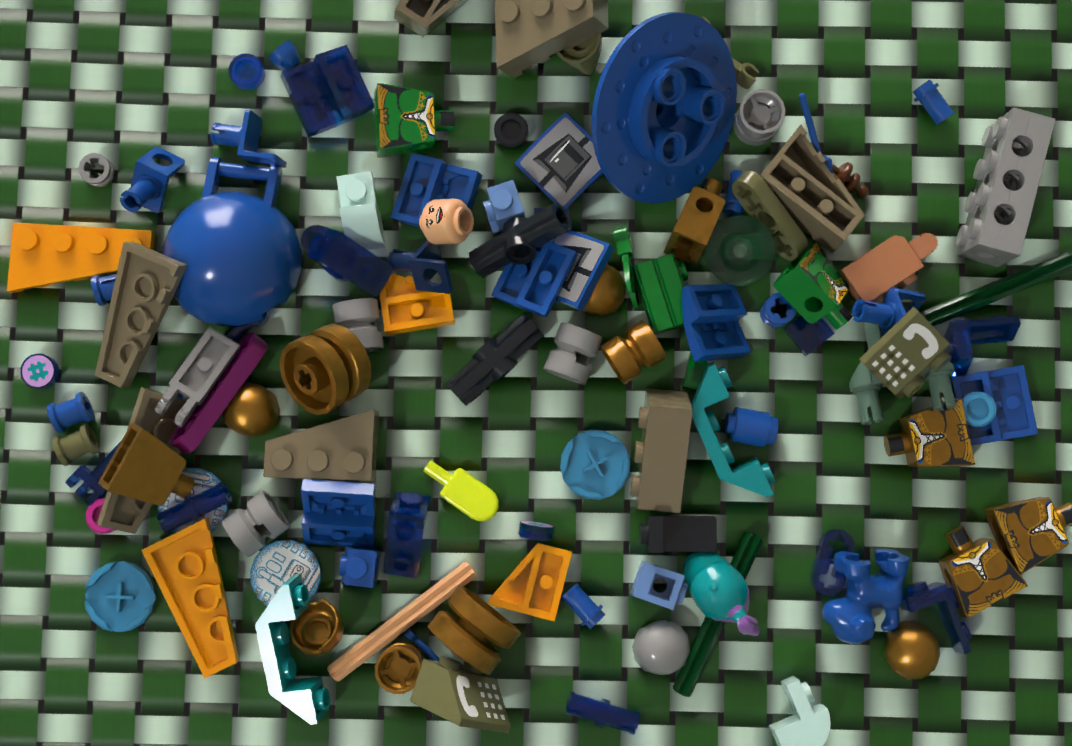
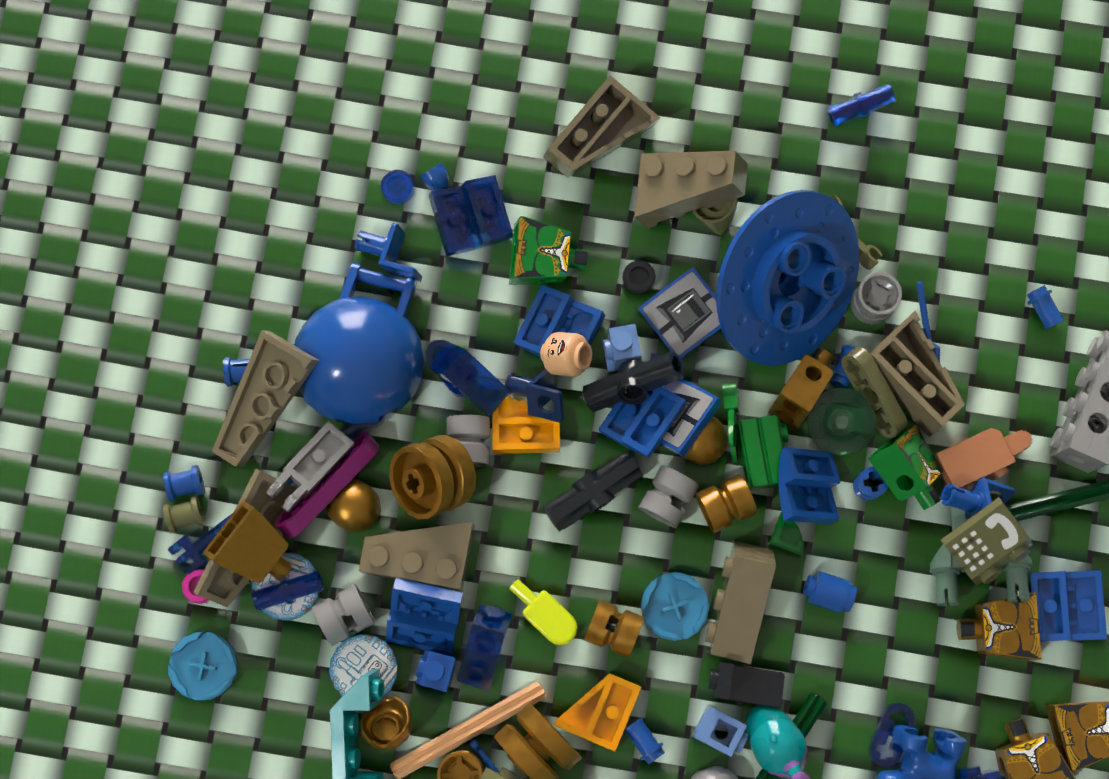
camera: 10 degrees right, 5 degrees down
(39, 371) = (160, 440): tile -> none
(63, 253) = (200, 332): light orange wing -> none
(89, 161) = (234, 264): light grey bush -> none
(150, 181) = (293, 276): blue bracket -> none
(195, 593) = (274, 668): light orange wing -> none
(360, 210) = (486, 331): light aqua brick -> none
(536, 531) = (609, 661): clear blue tile -> none
(548, 499) = (626, 631): none -> pearl gold wheel
(746, 475) = (820, 637): teal slope -> none
(808, 336) = (896, 512): clear blue tile -> none
(850, 181) = (956, 371): reddish brown hair -> none
(970, 332) = (1050, 531): clear blue bracket -> none
(979, 409) = (1052, 606): dark azure tile -> none

